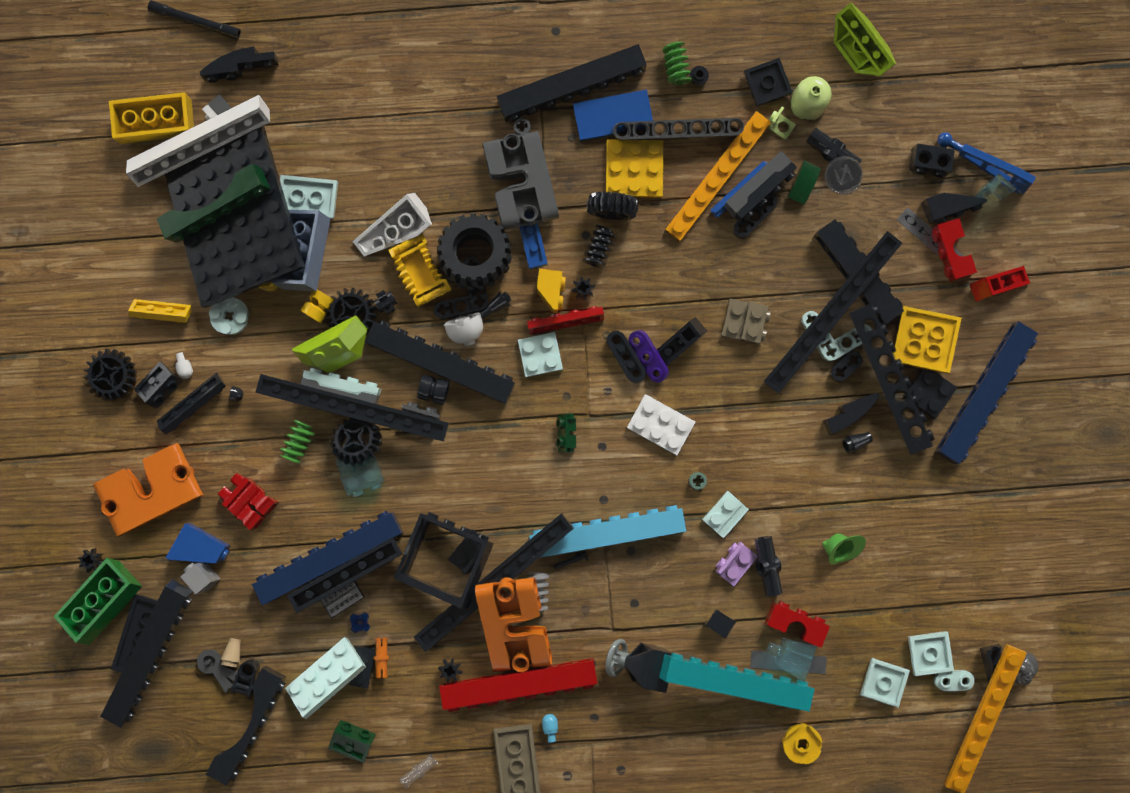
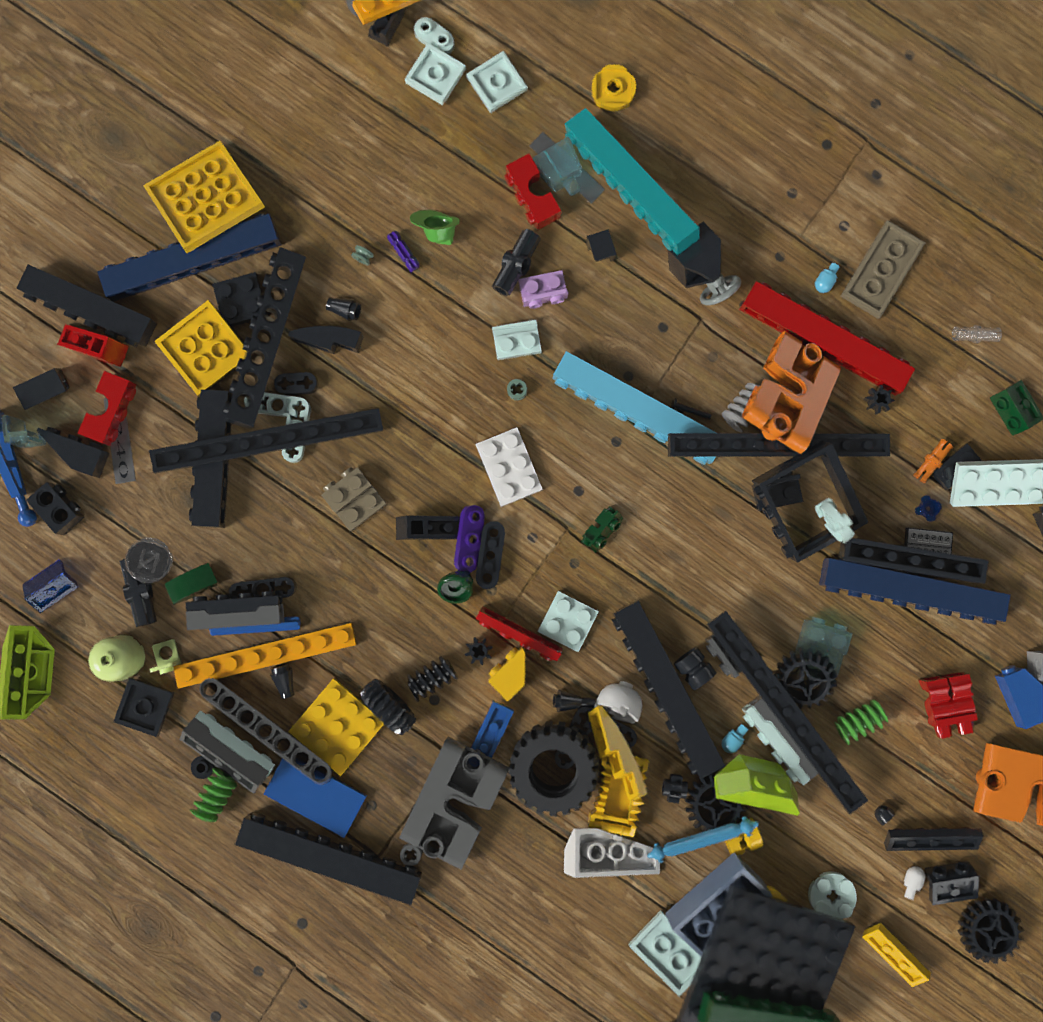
camera: 140 degrees left, 0 degrees up
(342, 283) = (703, 839): none -> dark azure wheel
(371, 365) = (734, 739): none -> medium azure cylinder
(417, 557) = (836, 524): none -> light aqua plate
(447, 296) = (613, 745): none -> yellow slope
(631, 317) = (456, 587): none -> dark green hat
(691, 97) = (227, 751): none -> dark grey piece
(694, 170) = (283, 679): none -> black cone
(850, 513) = (403, 251): none -> dark purple axle
(874, 487) = (362, 255): none -> sand green bush
(893, 108) = (48, 586): none -> clear blue panel
(1007, 228) = (41, 388): none -> black hinge
(1012, 440) = (203, 196): none -> yellow plate
(1026, 305) = (87, 306): none -> black brick

